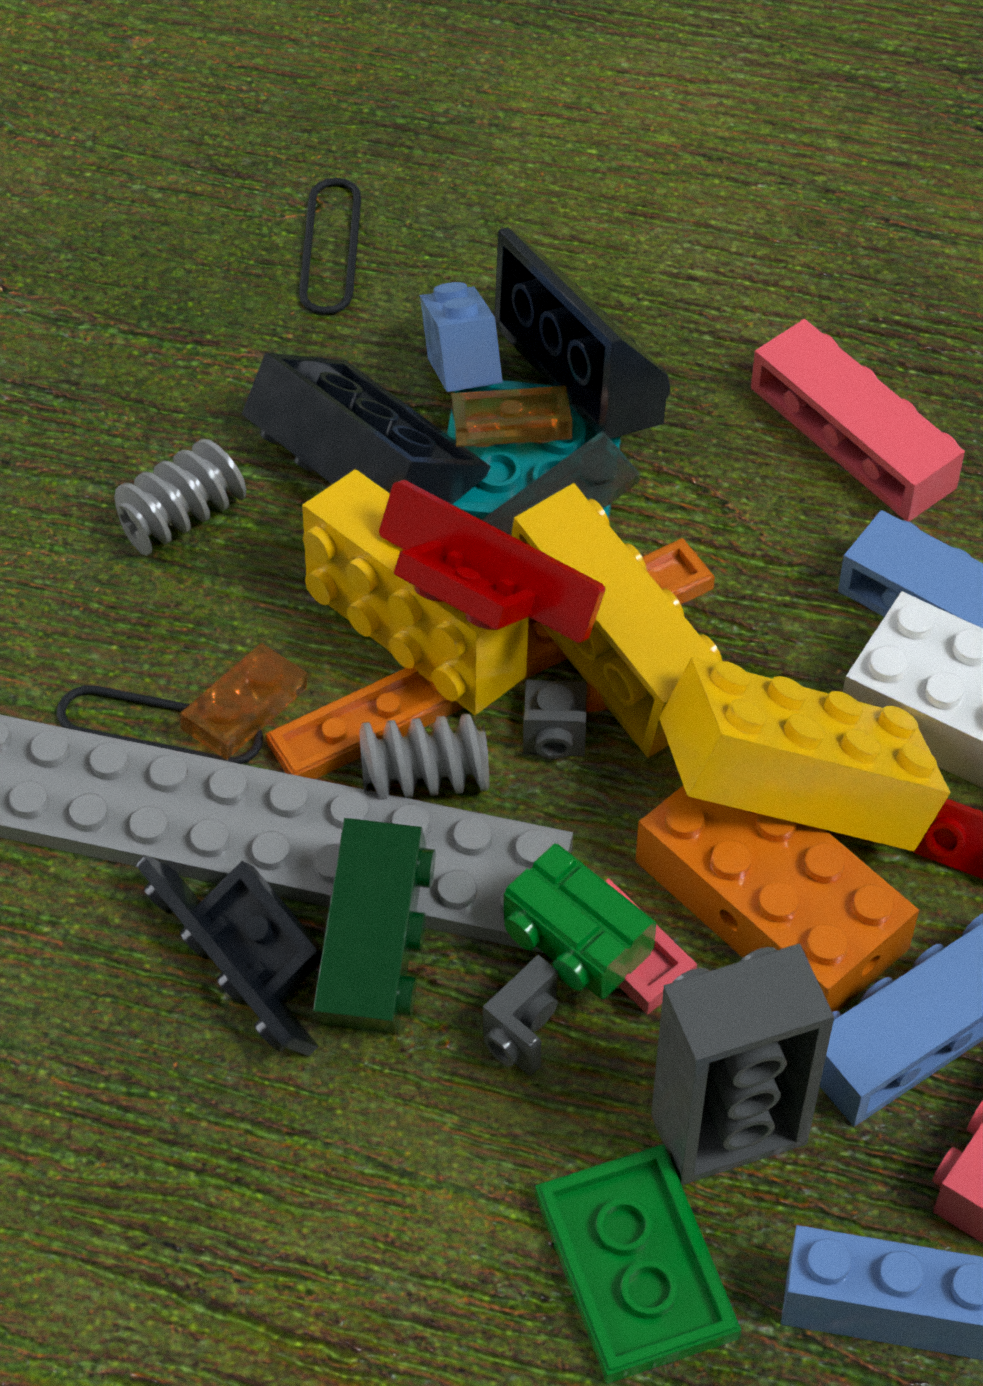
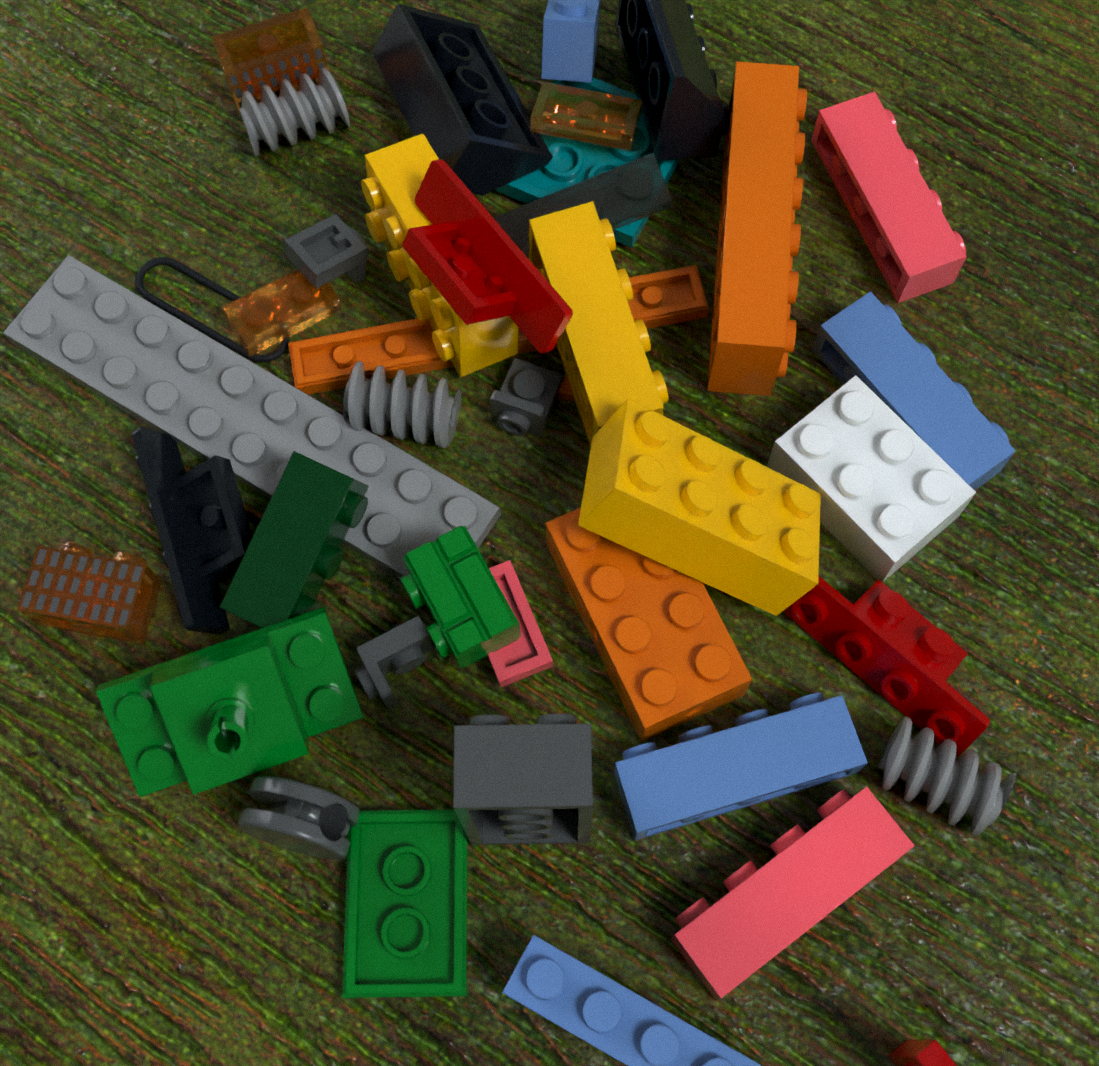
camera: 20 degrees right, 15 degrees up
(131, 442) = (270, 53): none -> clear orange brick
(150, 1049) = (90, 593): none -> clear orange brick
(281, 624) = (328, 252): none -> dark grey bracket
(363, 1110) = (231, 706): none -> green brick
(491, 1196) = (301, 819): none -> dark grey head
(740, 486) = (758, 231): none -> orange brick

